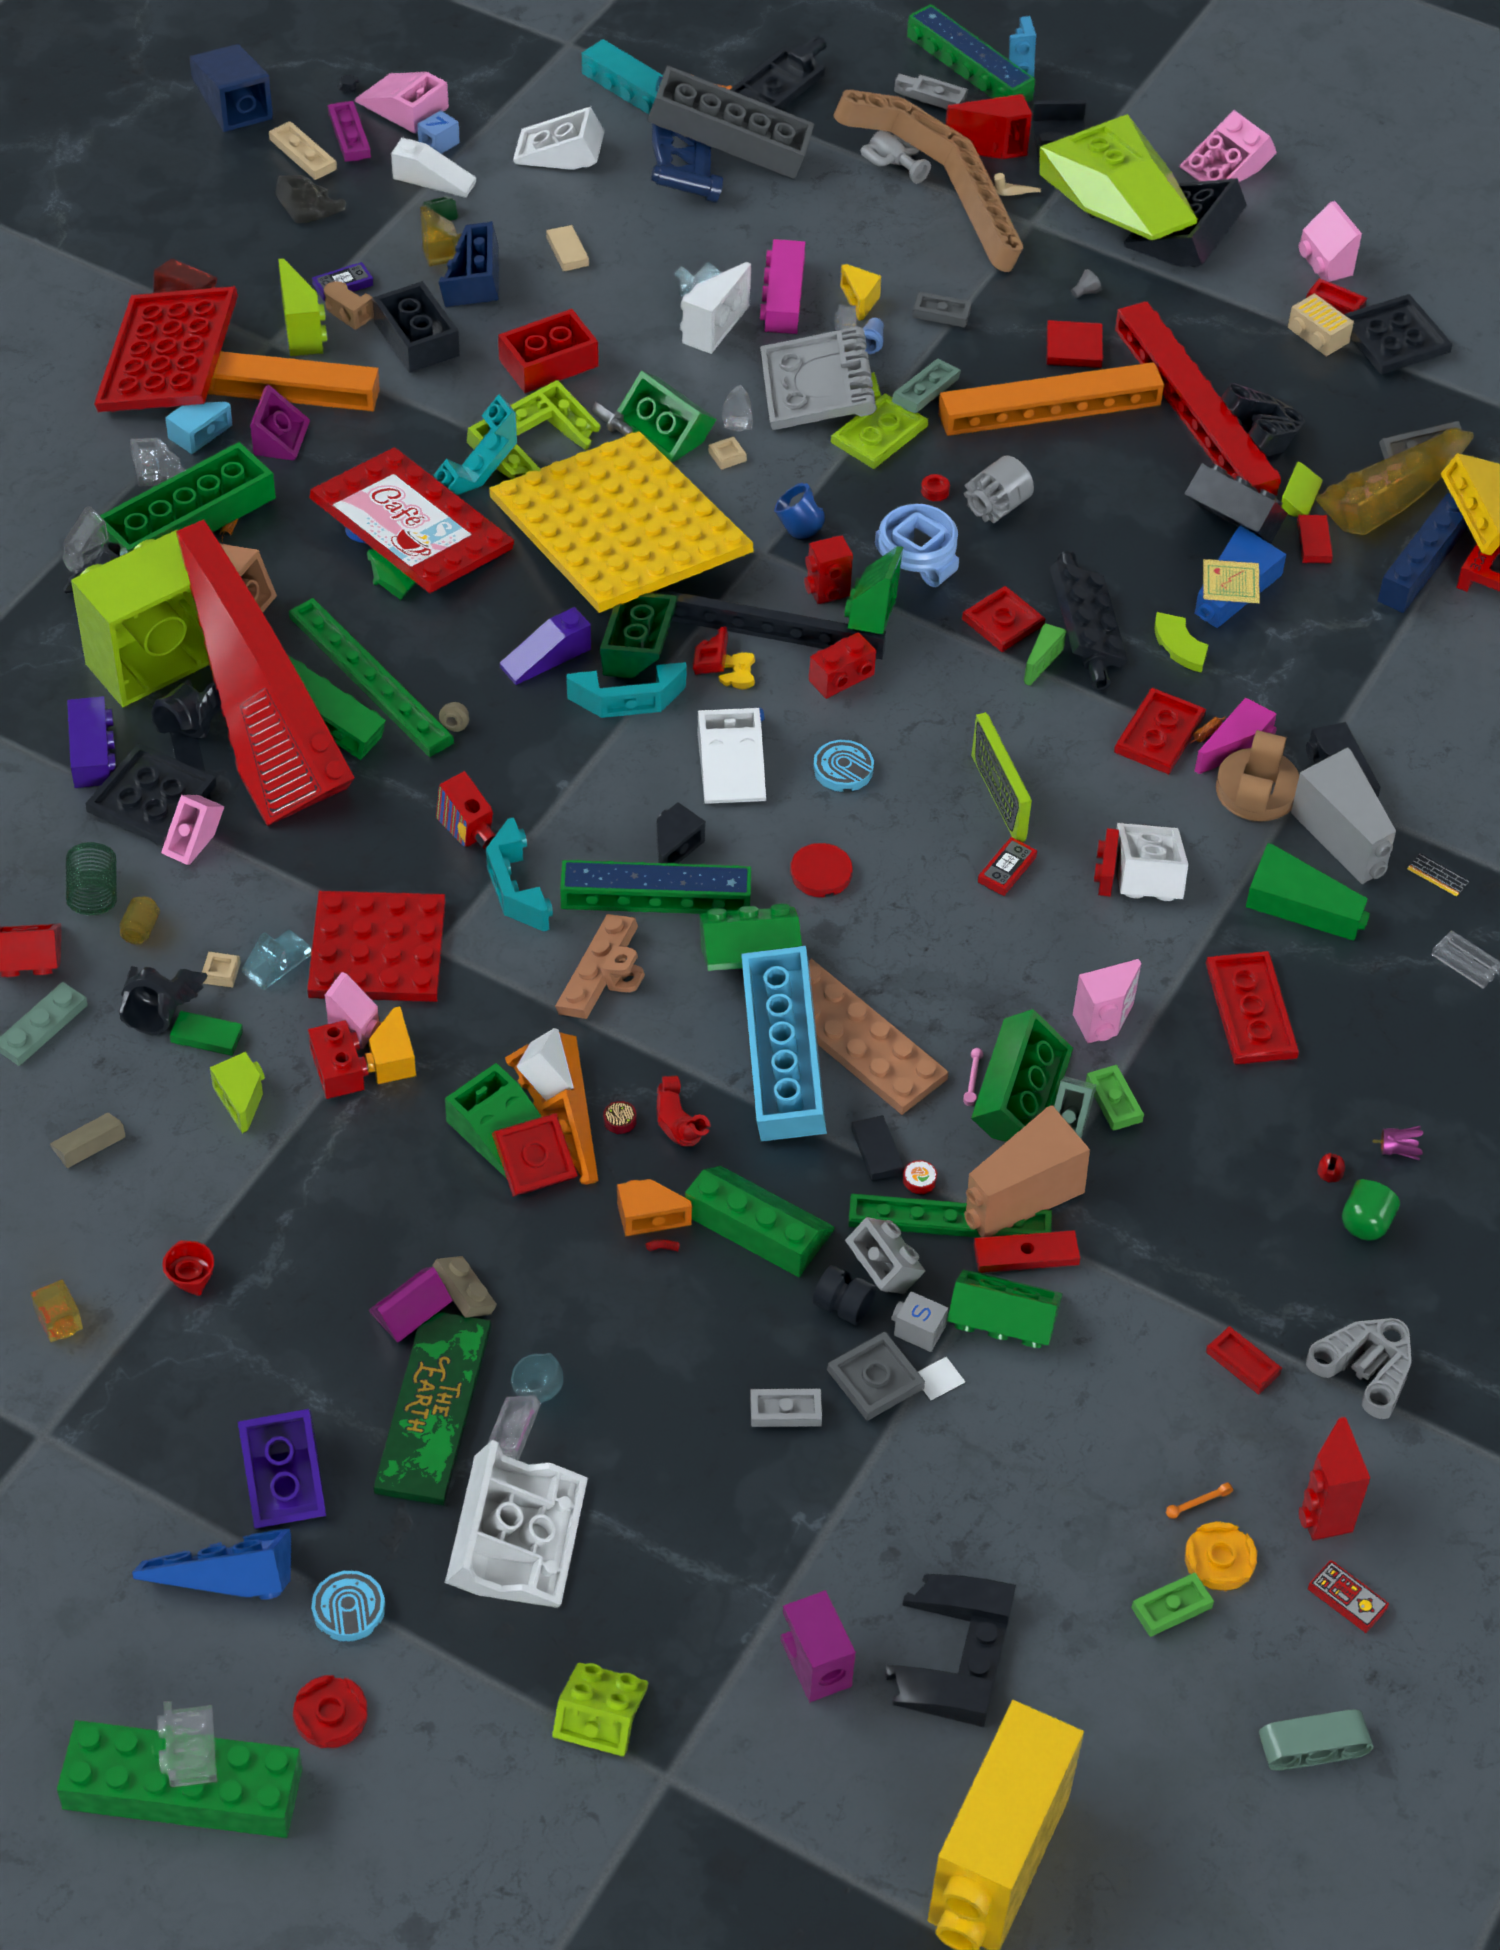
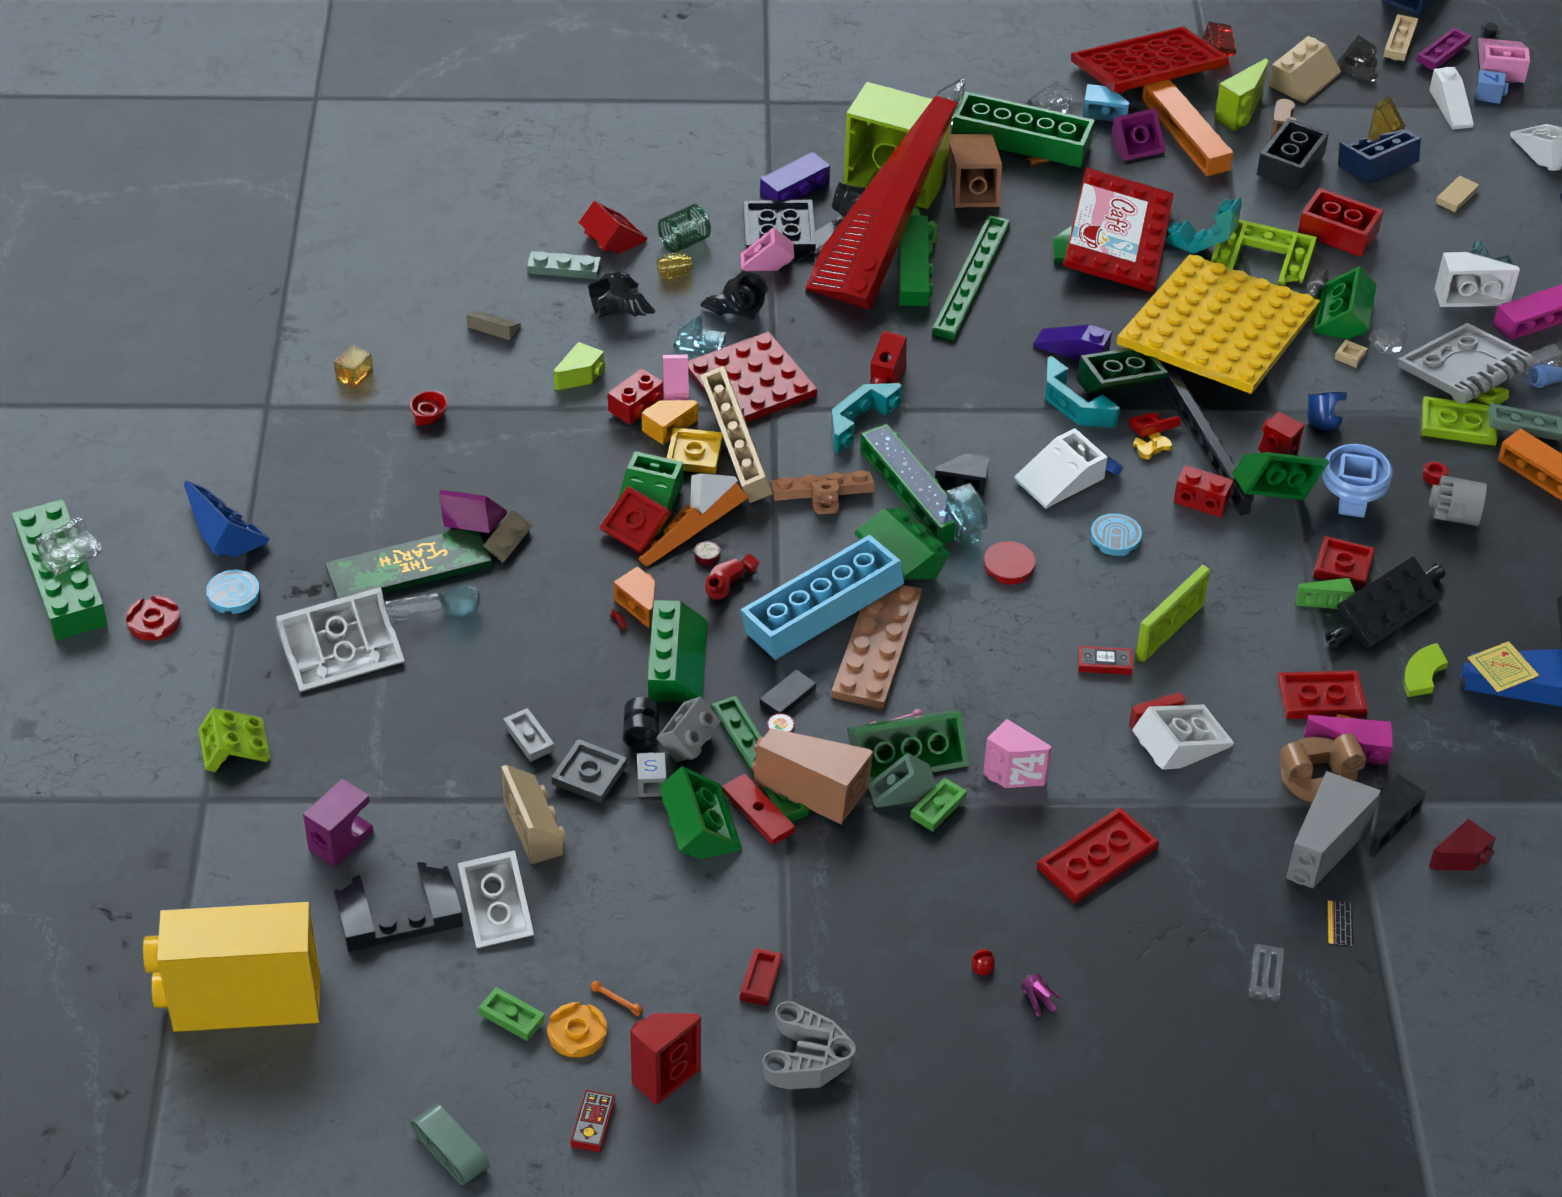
camera: 60 degrees right, 5 degrees down
(206, 1033) = (615, 336): green tile -> none
(221, 969) = (670, 319): tan tile -> none
(252, 881) = (740, 296): none -> black helmet
(282, 1468) = (310, 513): dark purple slope -> none
(288, 238) = (1304, 70): none -> tan slope
(354, 276) = (1309, 110): tile -> none
(443, 206) = (1423, 122): dark green slope -> none
(456, 711) = (970, 326): dark tan plate -> none
(458, 1049) = (696, 449): none -> yellow plate
(478, 994) = (736, 434): none -> tan brick
(753, 859) = (968, 513): none -> clear light blue brick
(915, 1459) = (531, 815): none -> tan slope
(940, 1378) = (618, 810): white sticker -> none
(1008, 1545) = (495, 899): none -> white slope
(1305, 895) = (1230, 836): green slope -> none
(1370, 1210) = (949, 994): green helmet -> none
(1414, 735) = (1463, 849): none -> dark red slope

